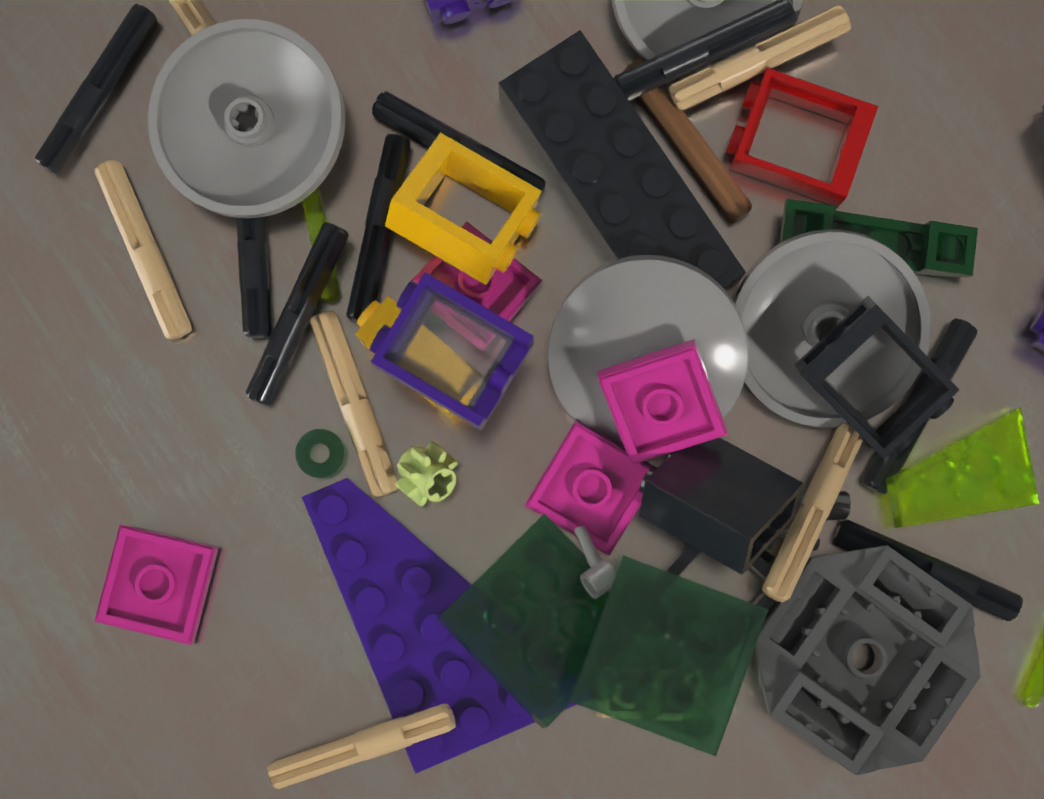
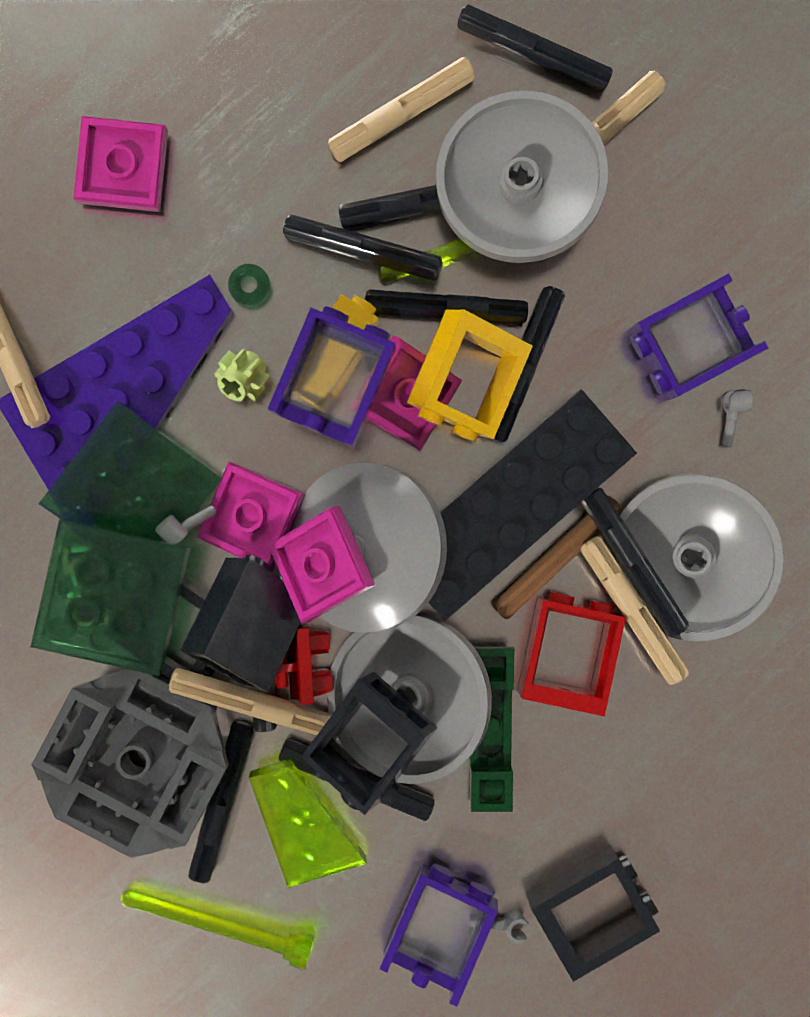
camera: 80 degrees right, 5 degrees up
(353, 403) = (294, 306): tan axle -> none
(791, 453) = (303, 680): none -> red hips

